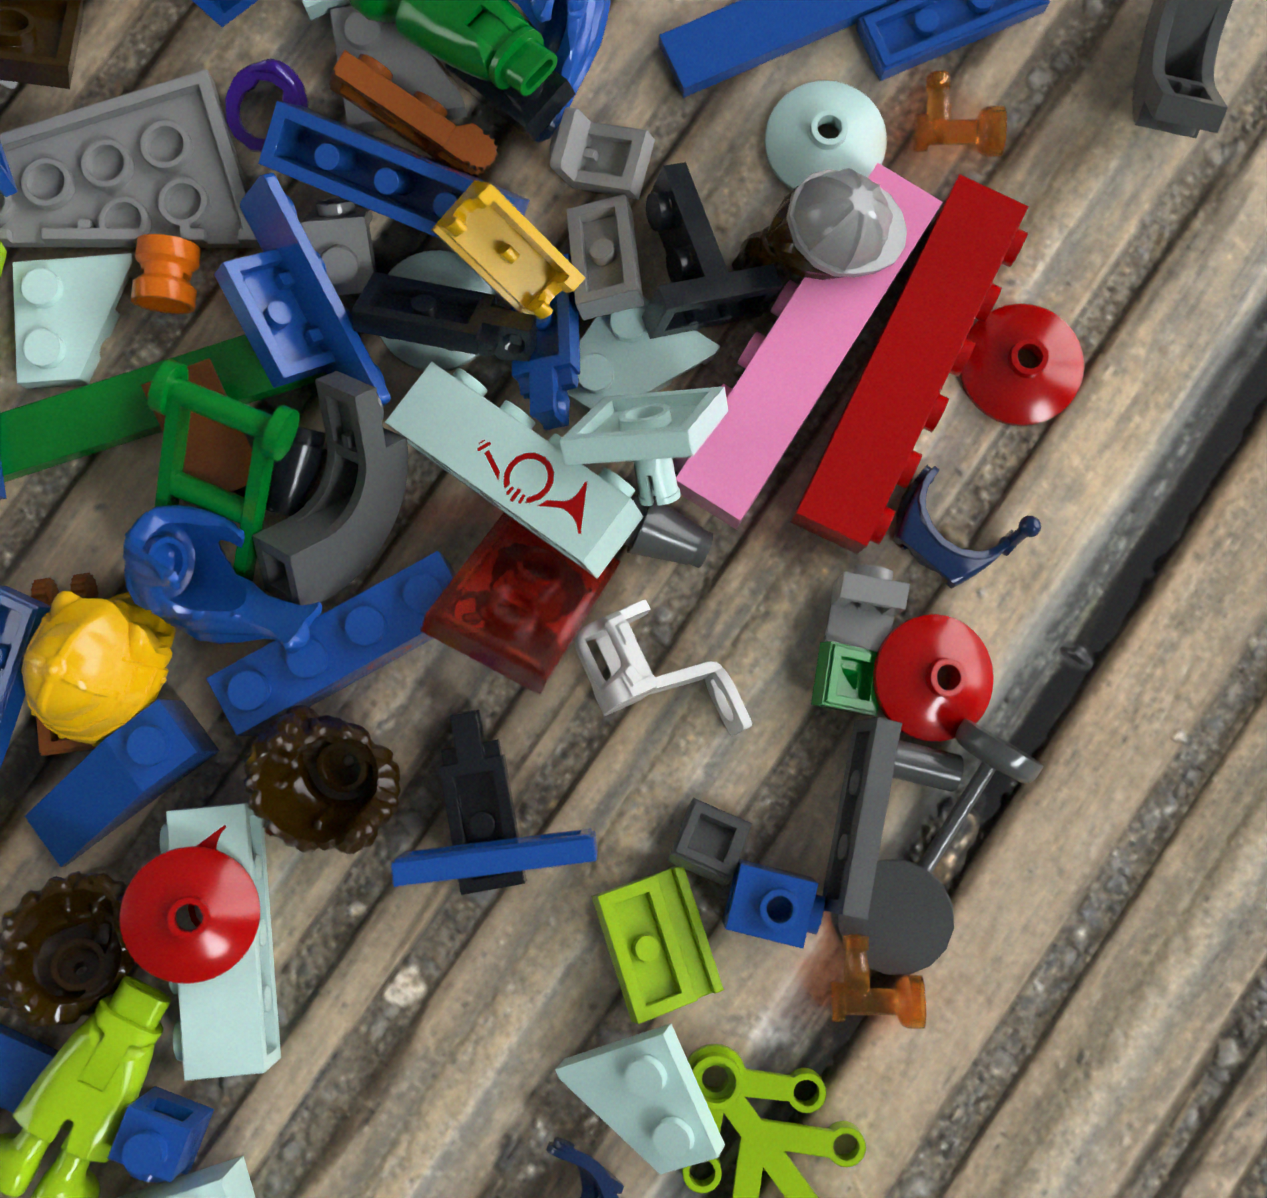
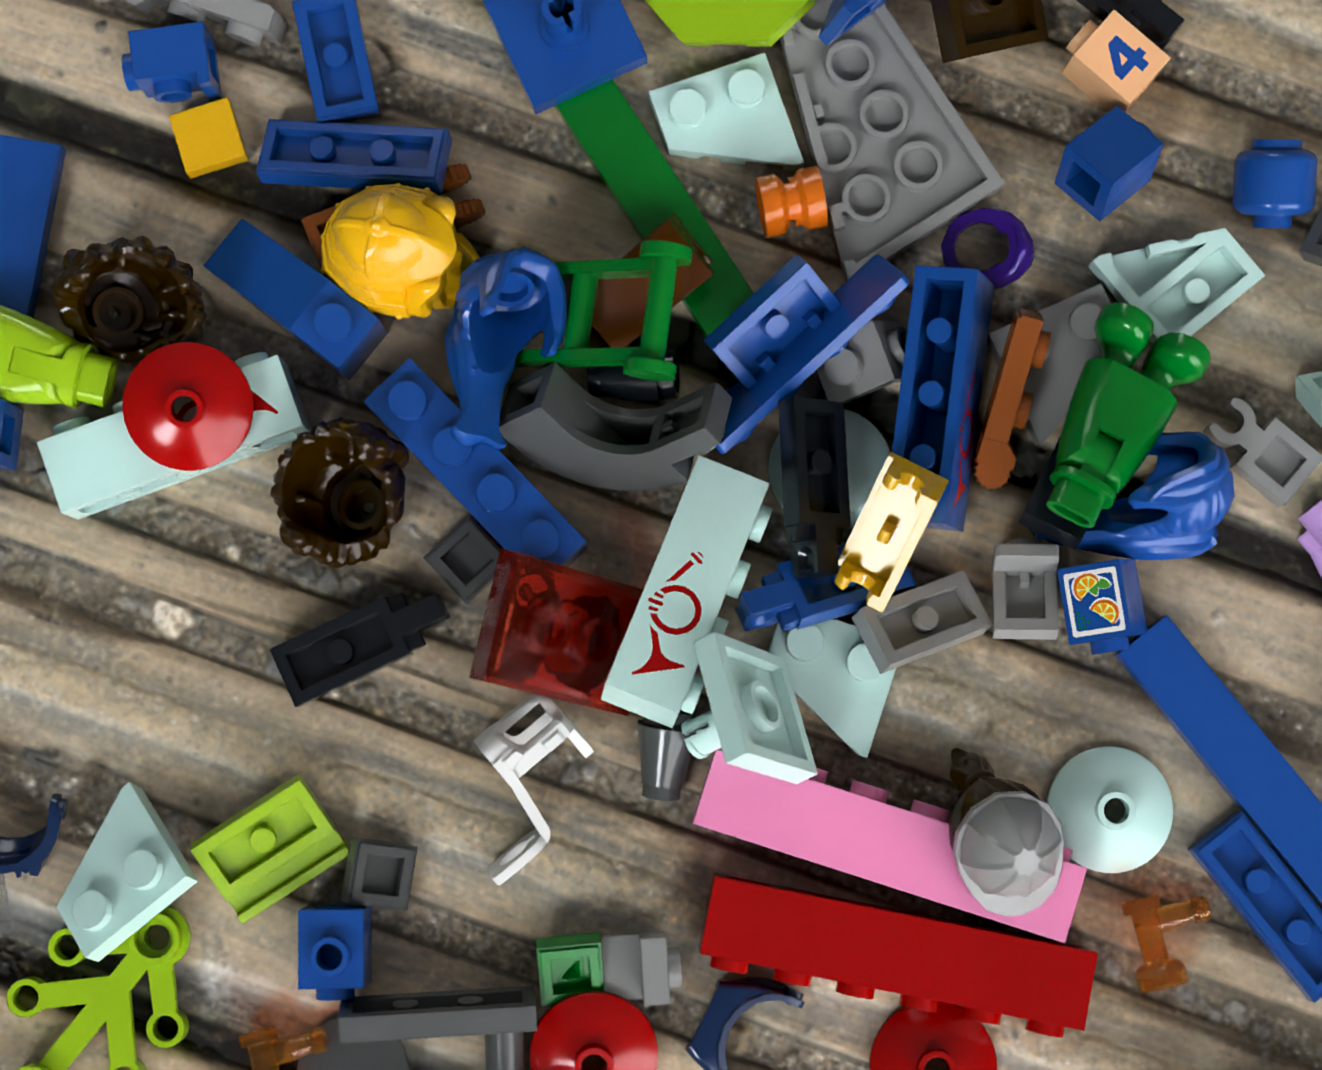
camera: 70 degrees right, 0 degrees up
(427, 678) = (465, 559): none -> dark grey tile
(494, 857) = (311, 674): blue tile -> none
(633, 86) = (1102, 604): none -> blue brick
(701, 286) = (939, 713): black bracket -> none

